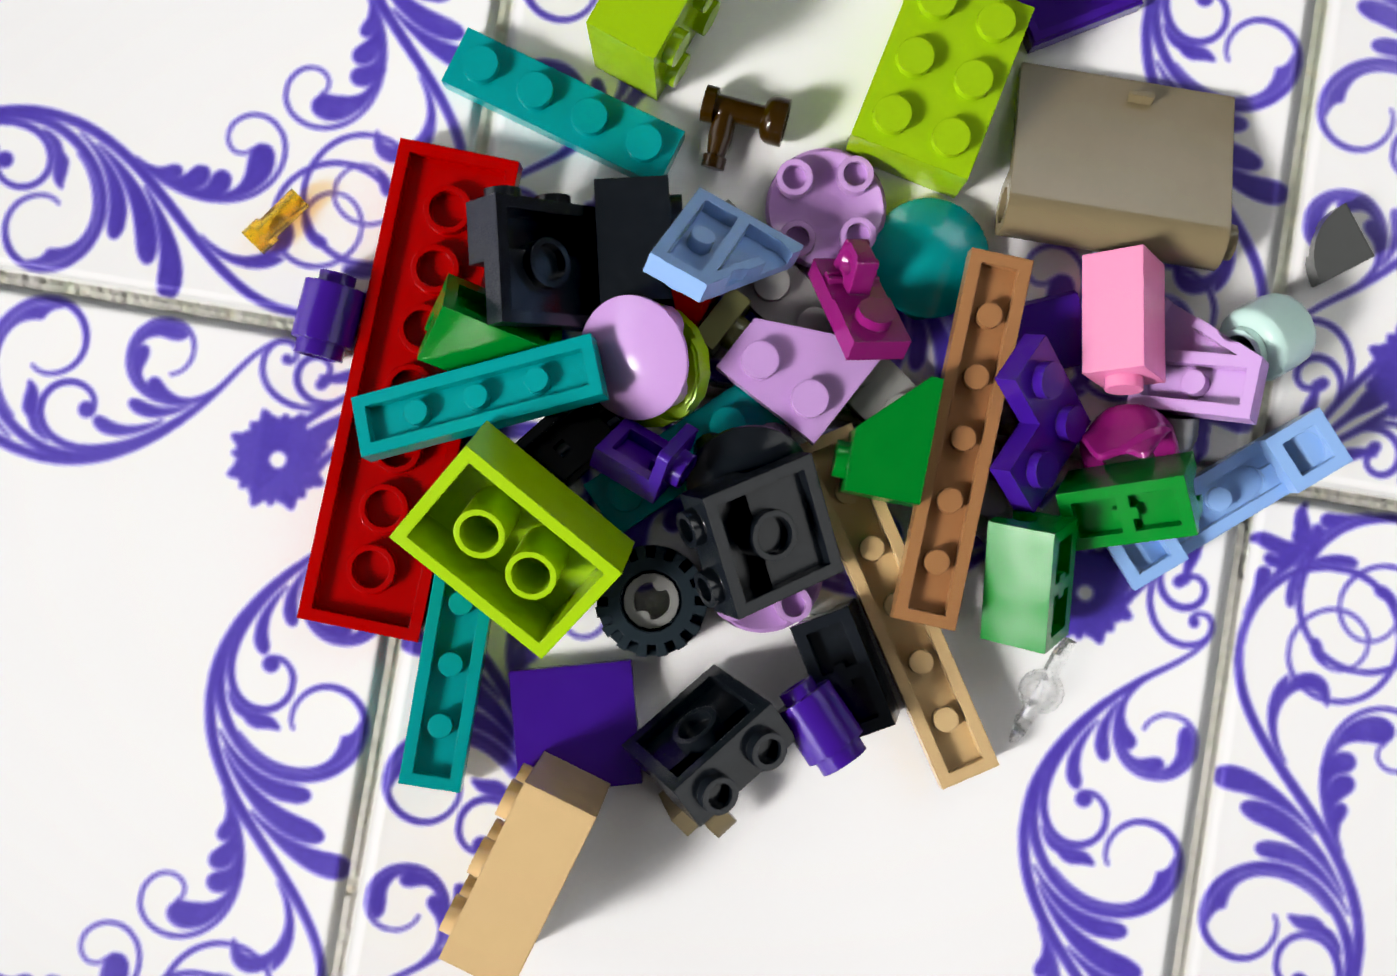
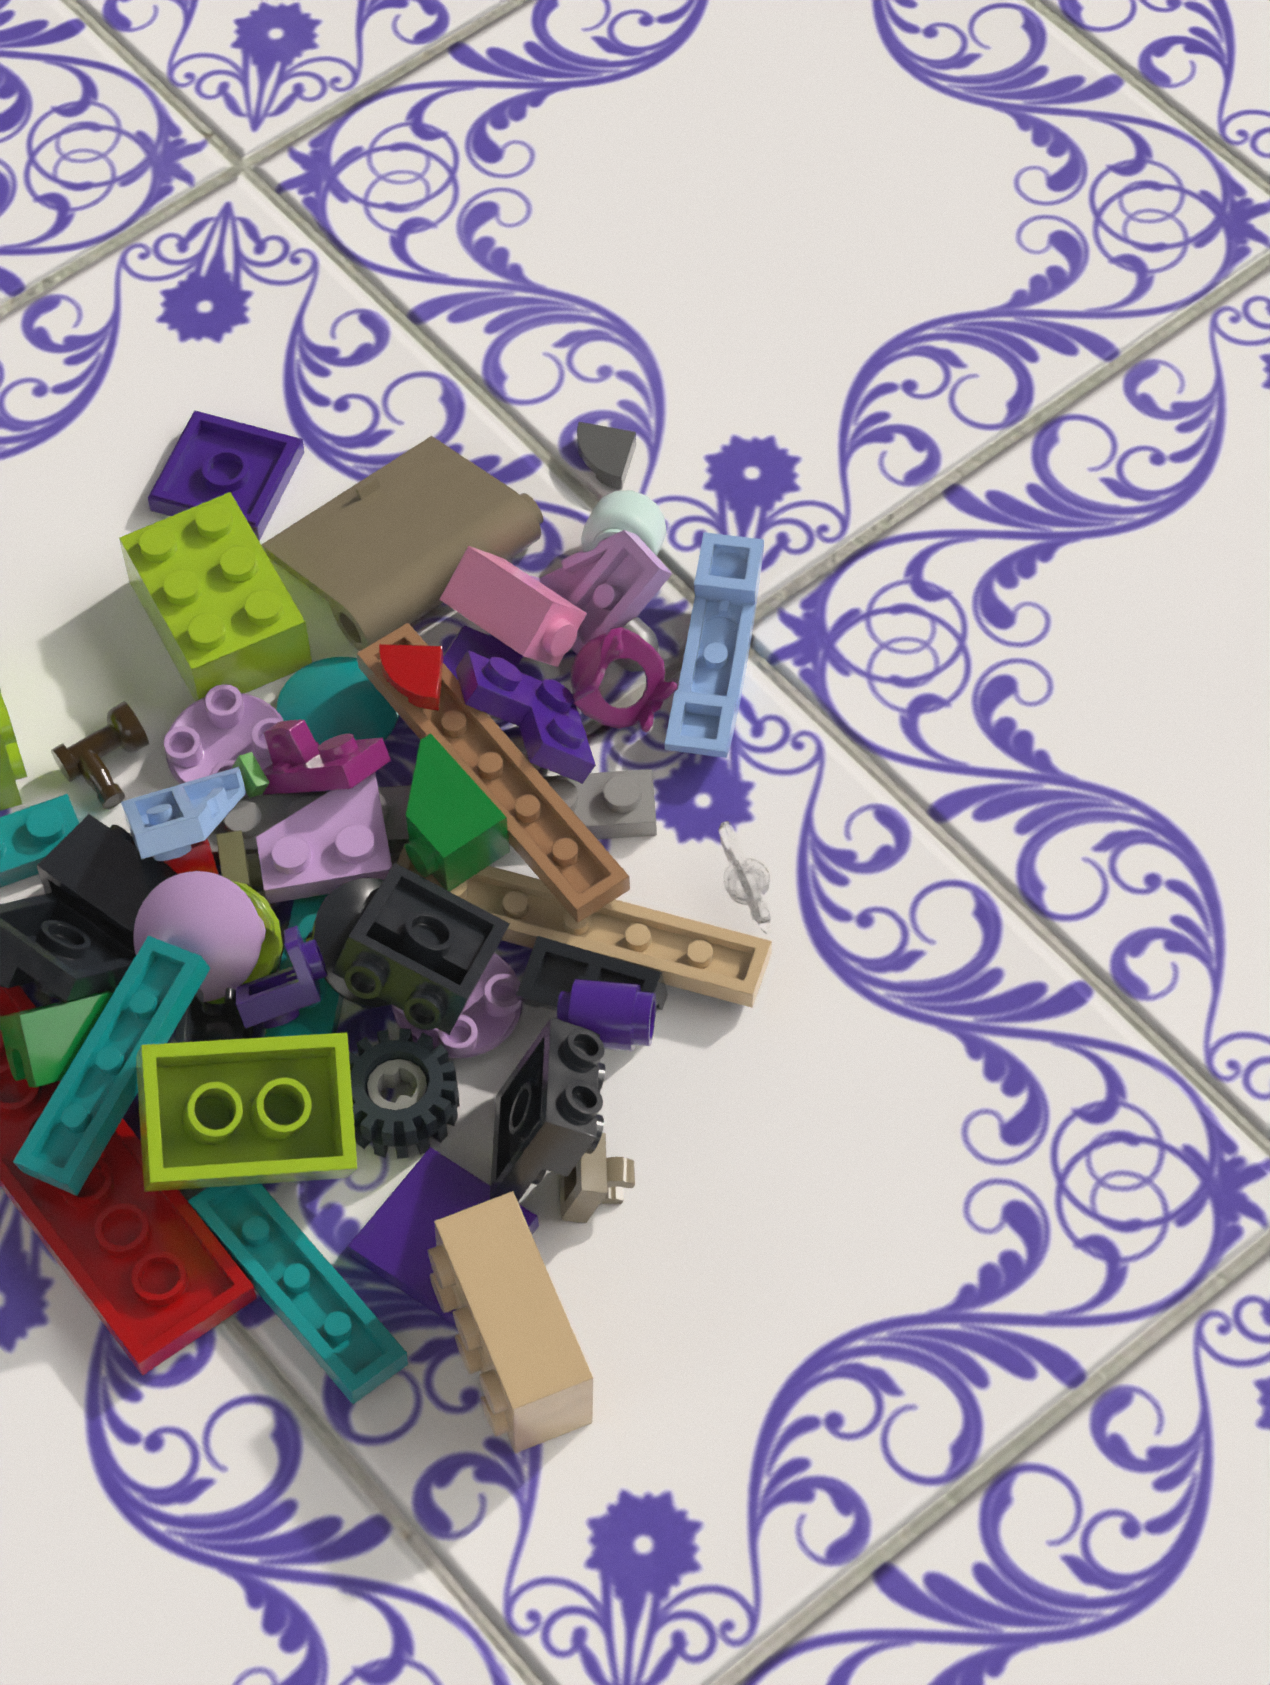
camera: 45 degrees left, 30 degrees down
(808, 257) = (252, 774): none -> bright green piece
(989, 313) = (414, 672): none -> red tile
(1028, 580) = (643, 809): hinge -> none
(1132, 501) = (652, 698): green hinge -> none

